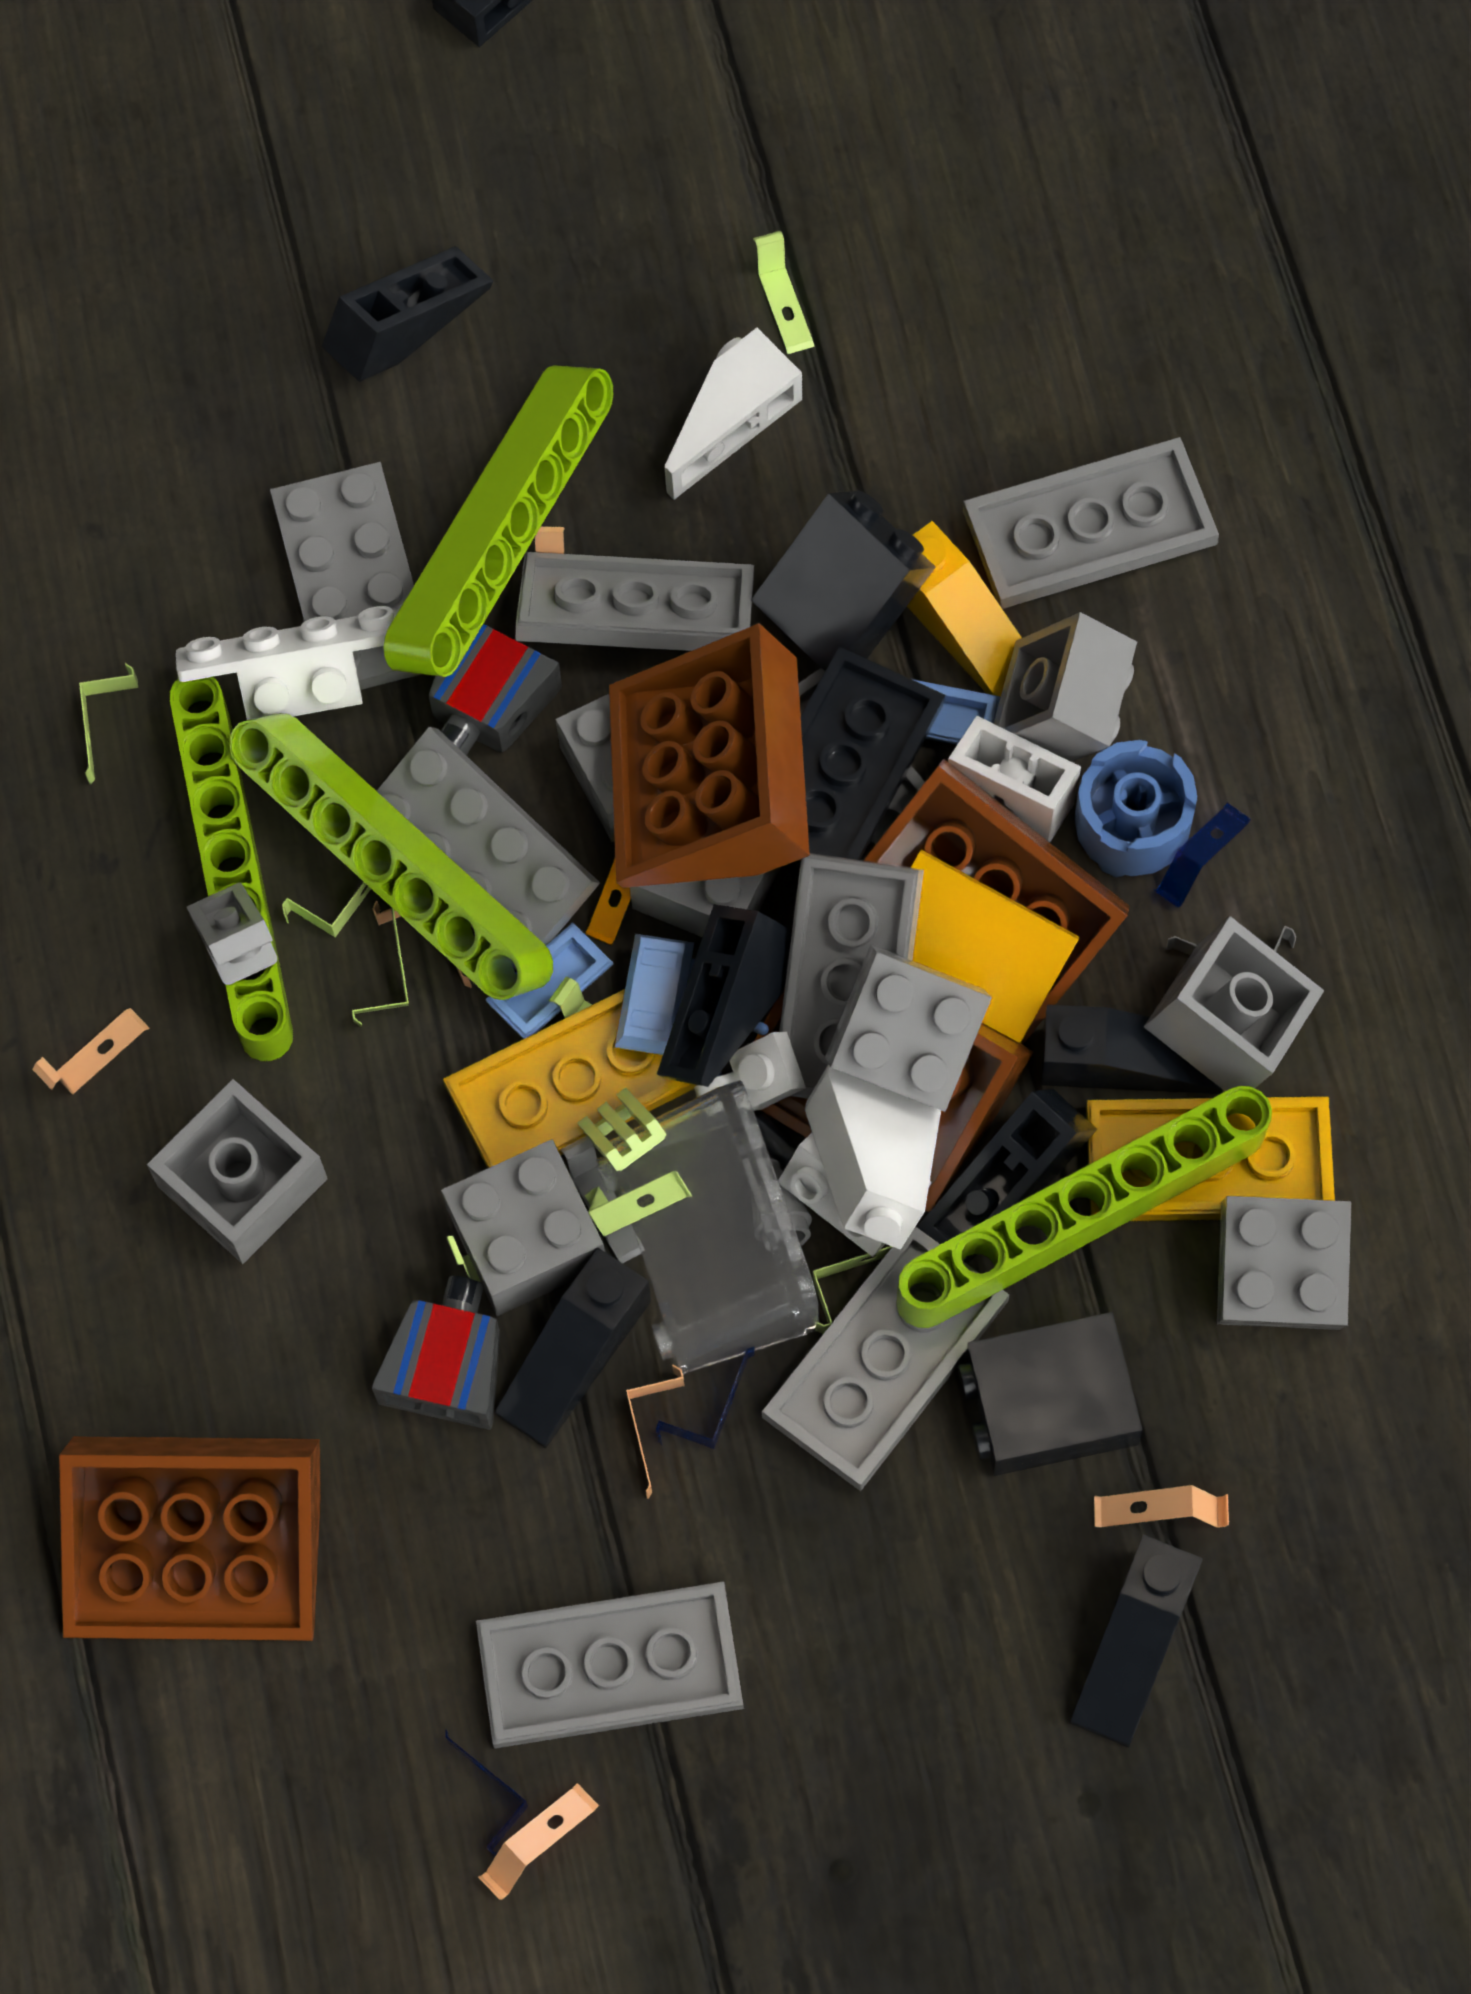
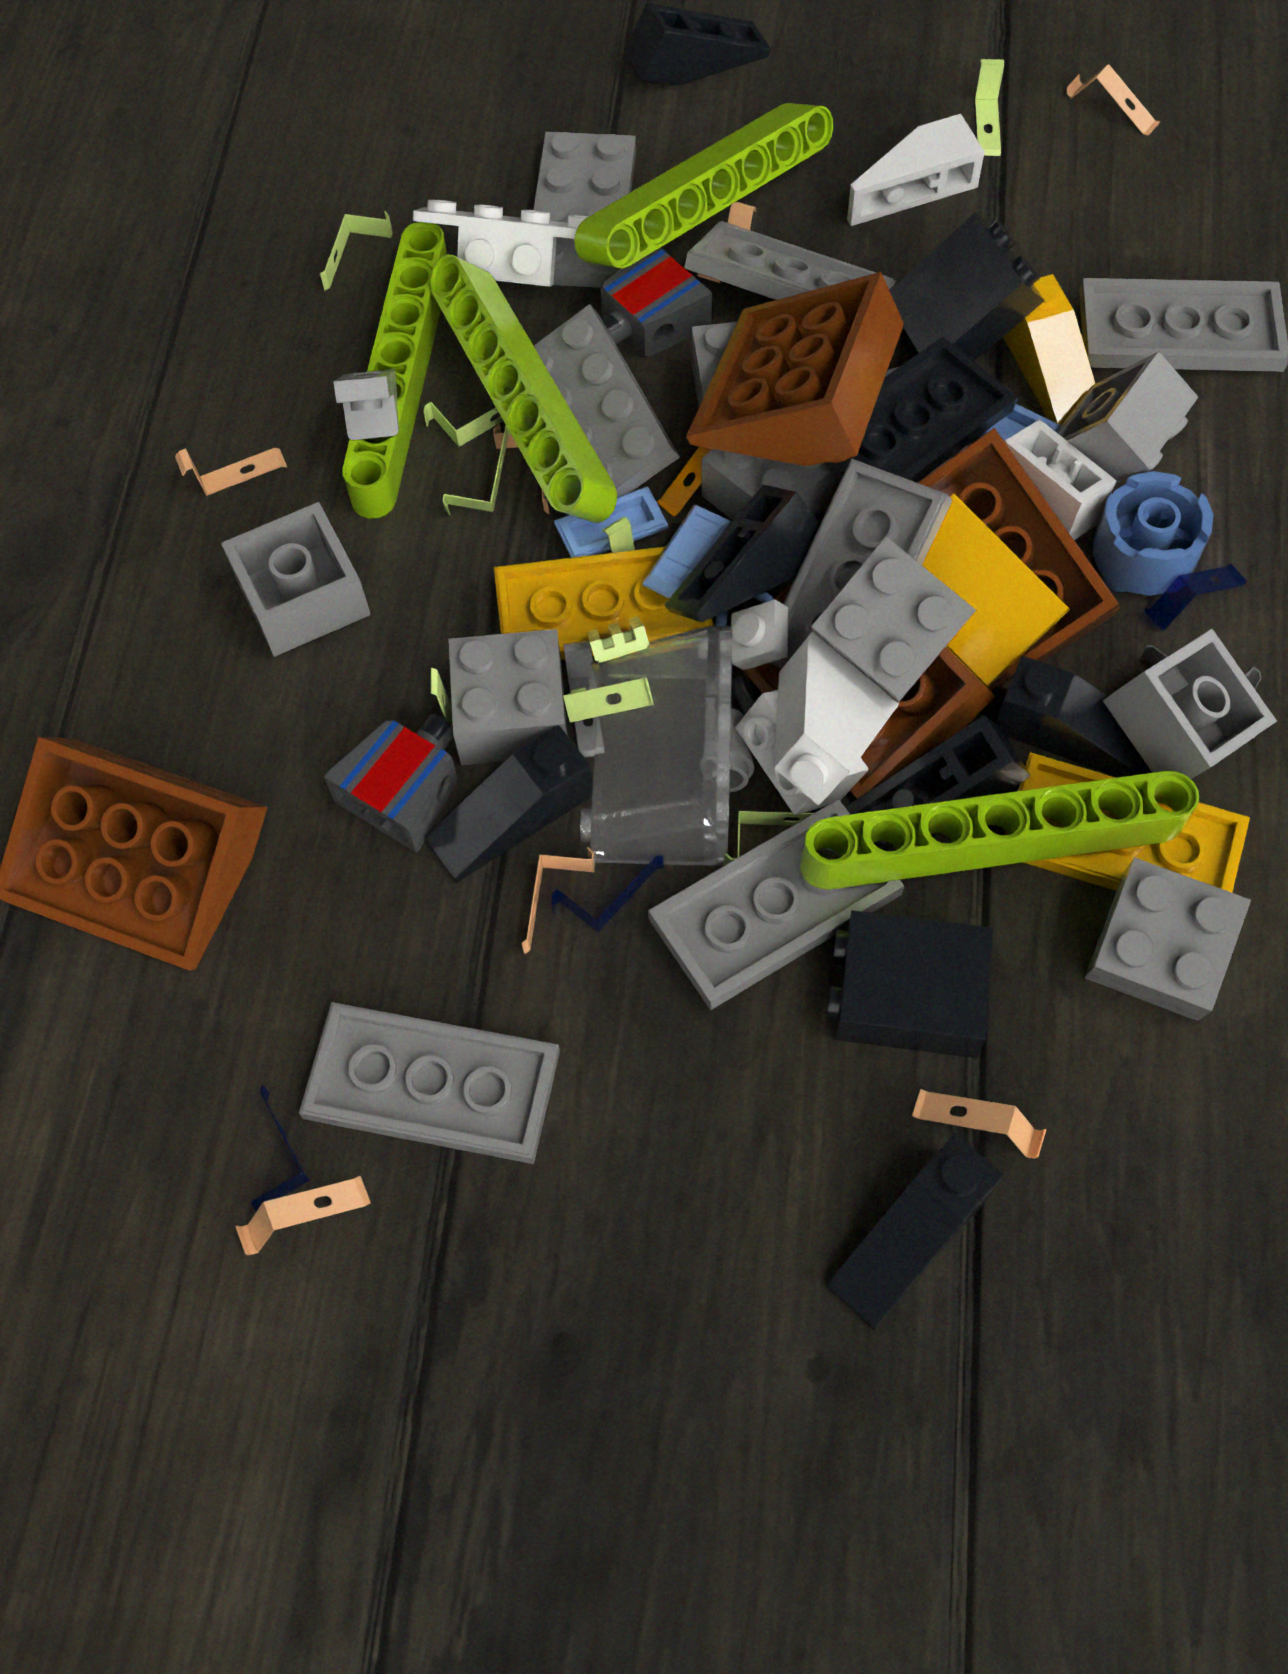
camera: 20 degrees right, 5 degrees down
(925, 226) = (1119, 92): none -> light nougat piece

